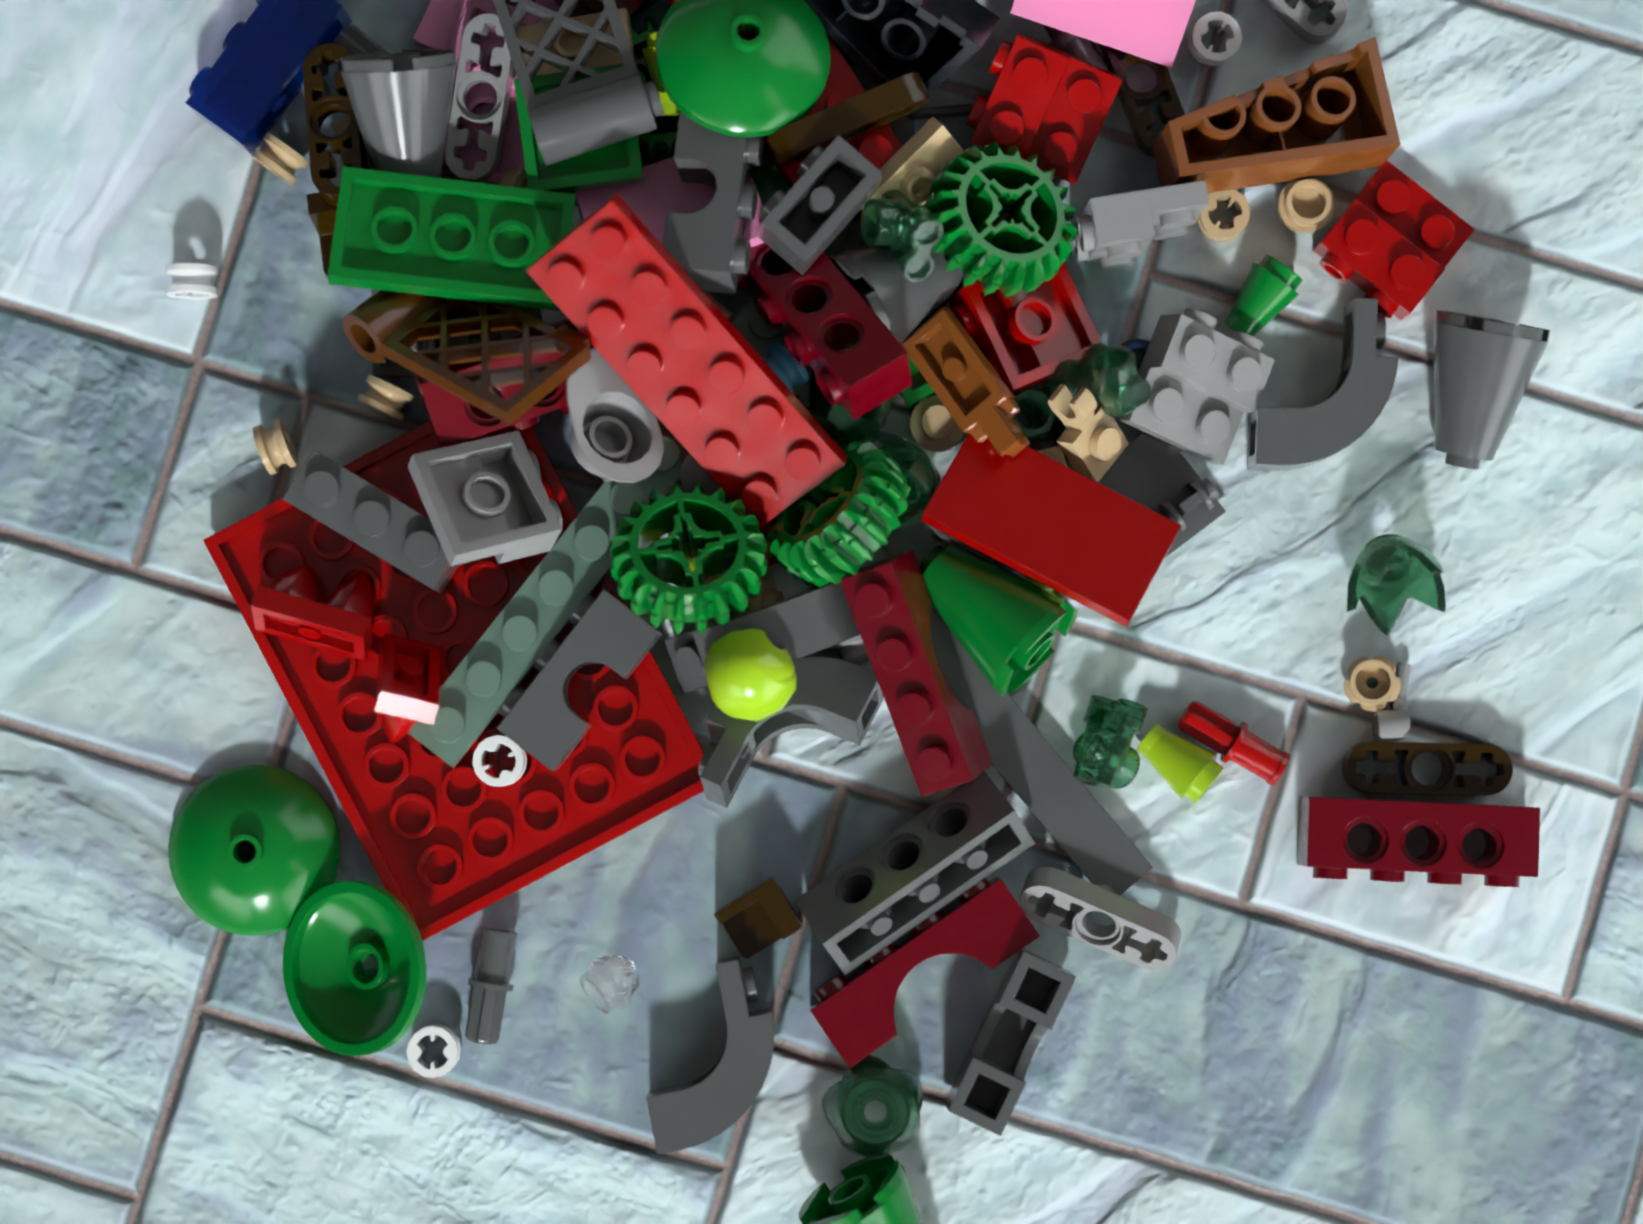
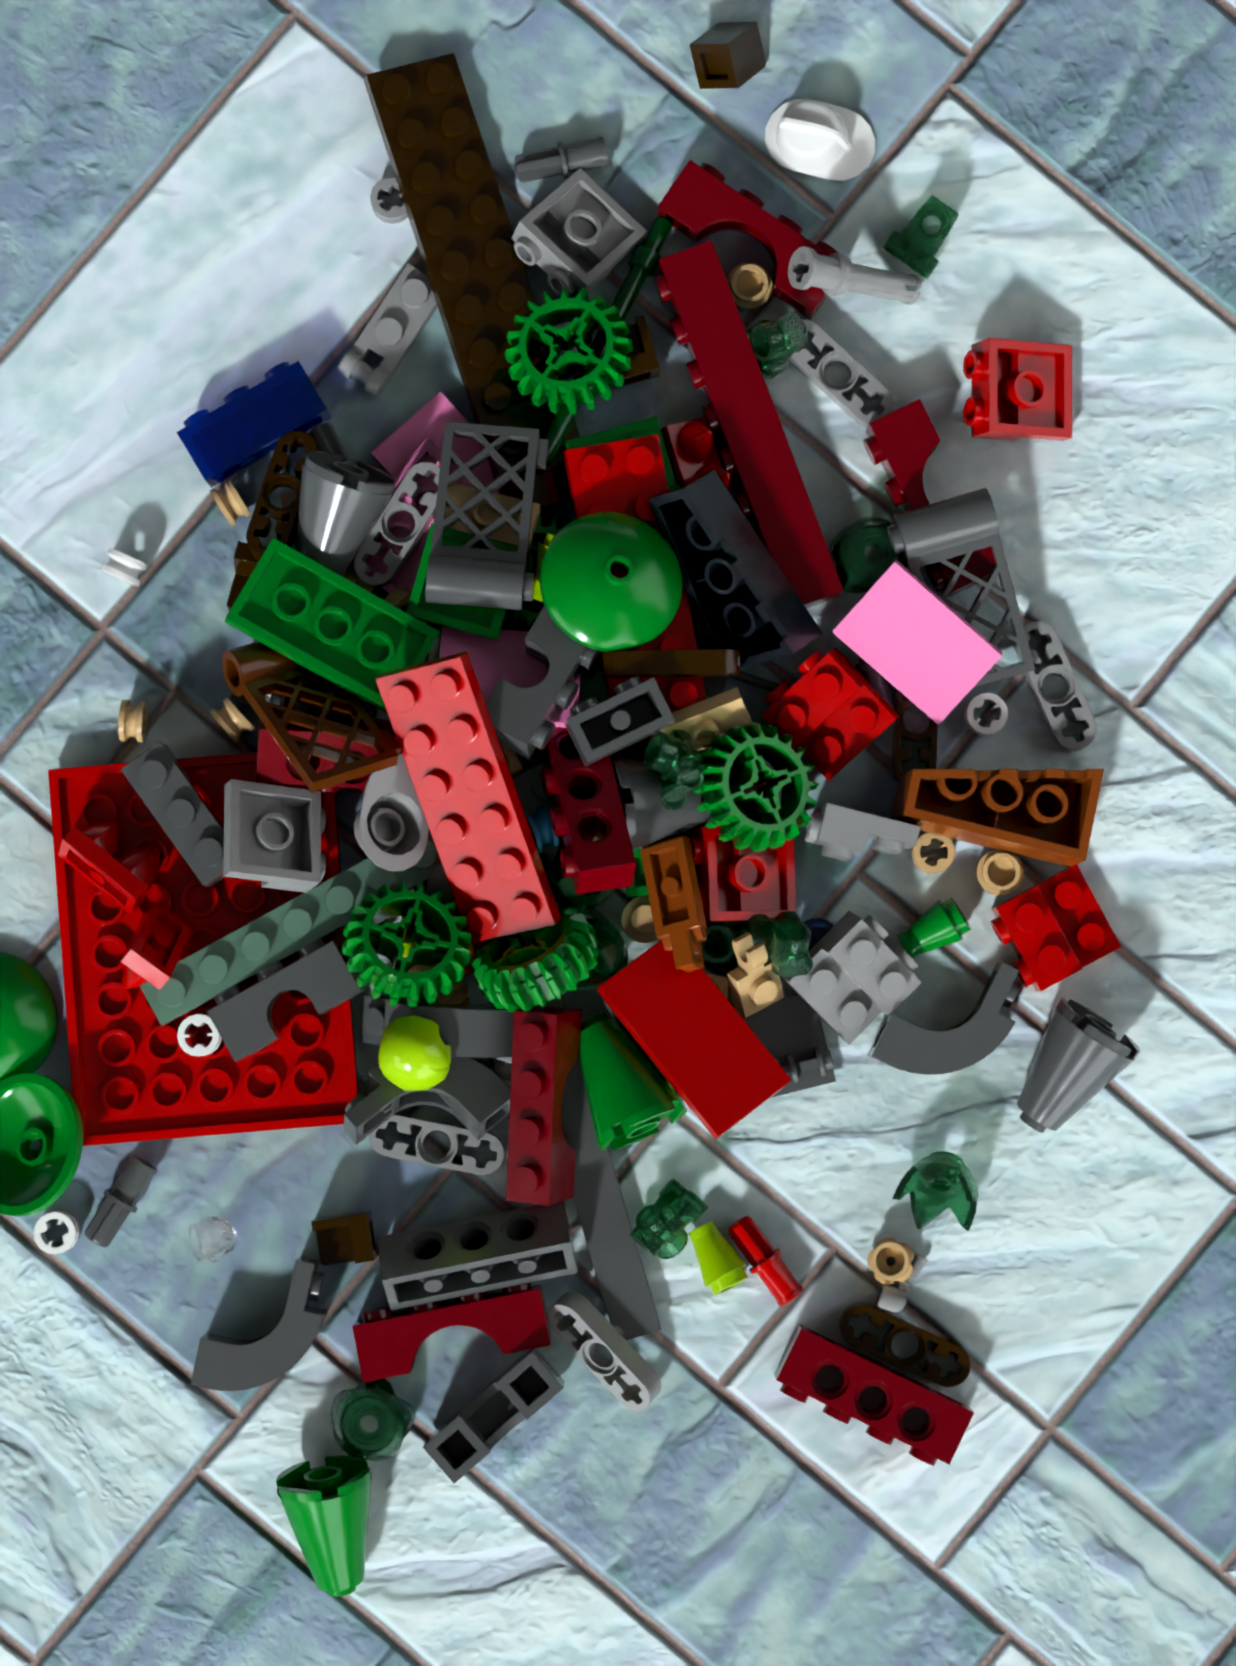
camera: 30 degrees right, 0 degrees up
(860, 774) = (469, 1165): none -> light grey beam

